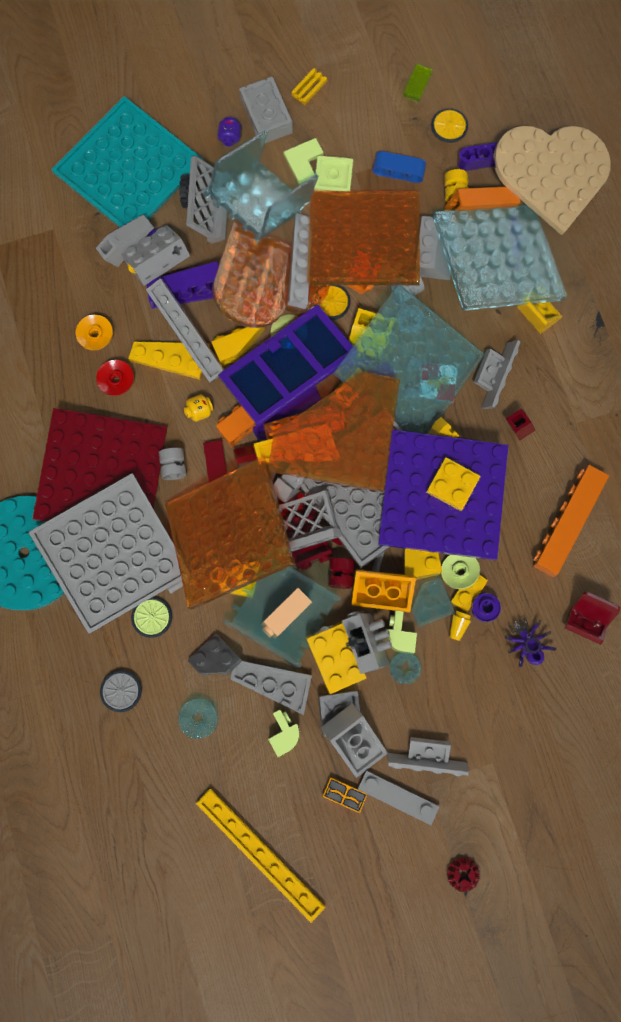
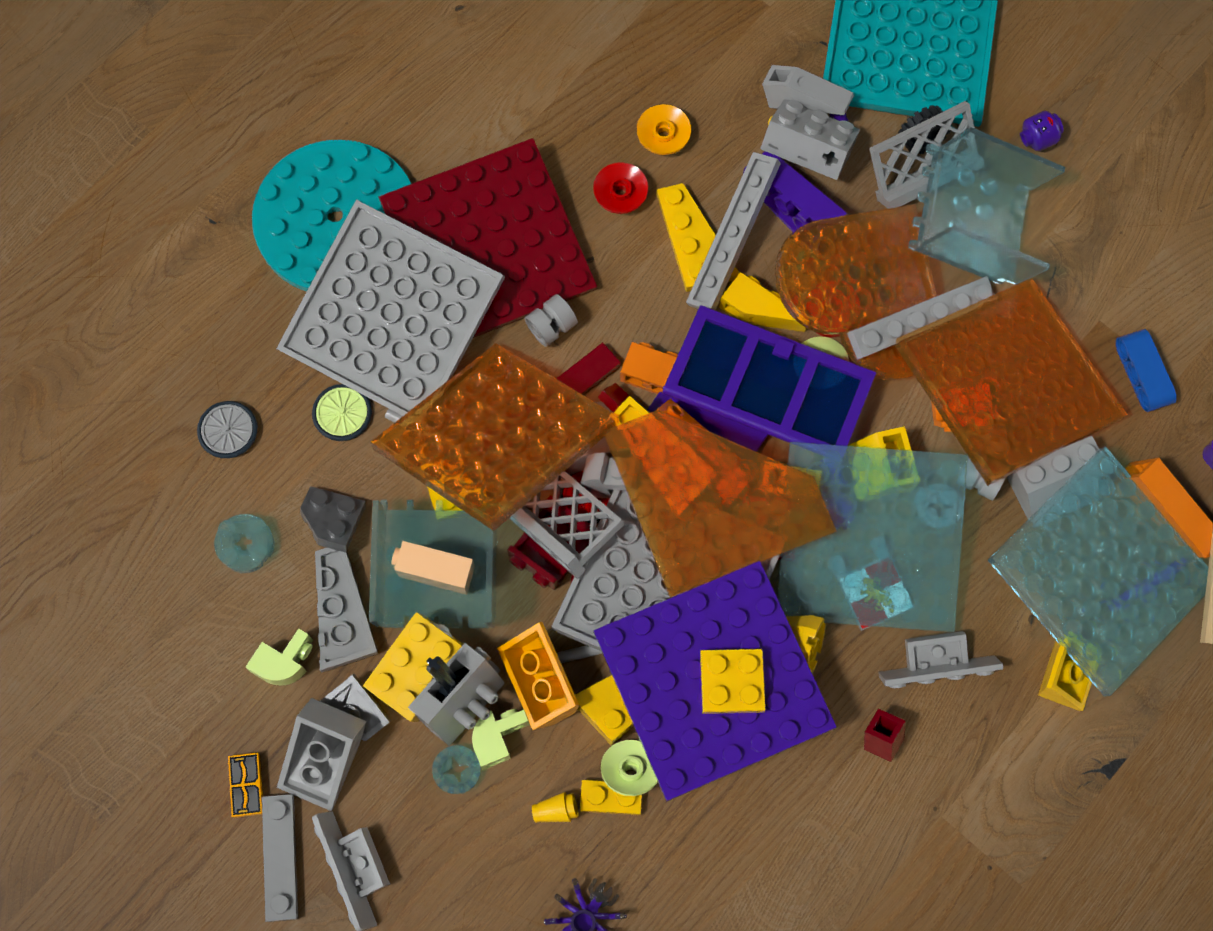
camera: 60 degrees right, 5 degrees down
(198, 408) = (644, 309): yellow head -> none
(261, 855) = (112, 722): yellow tile -> none
(266, 109) = (1102, 157): light grey piece -> none
(299, 159) = (1071, 237): yellowish green tile -> none
(306, 82) = (1178, 188): yellow tile -> none
(333, 173) = (1075, 292): yellowish green plate -> none
(336, 302) = (897, 398): yellow wheel -> none
(345, 568) = (533, 610): dark red wheel -> none
(431, 603) = (563, 755): clear light blue plate -> none
(455, 180) = (1175, 453): yellow wheel -> none
(486, 607) = (600, 831): dark purple plate -> none
(571, 520) = (793, 882): orange brick -> none

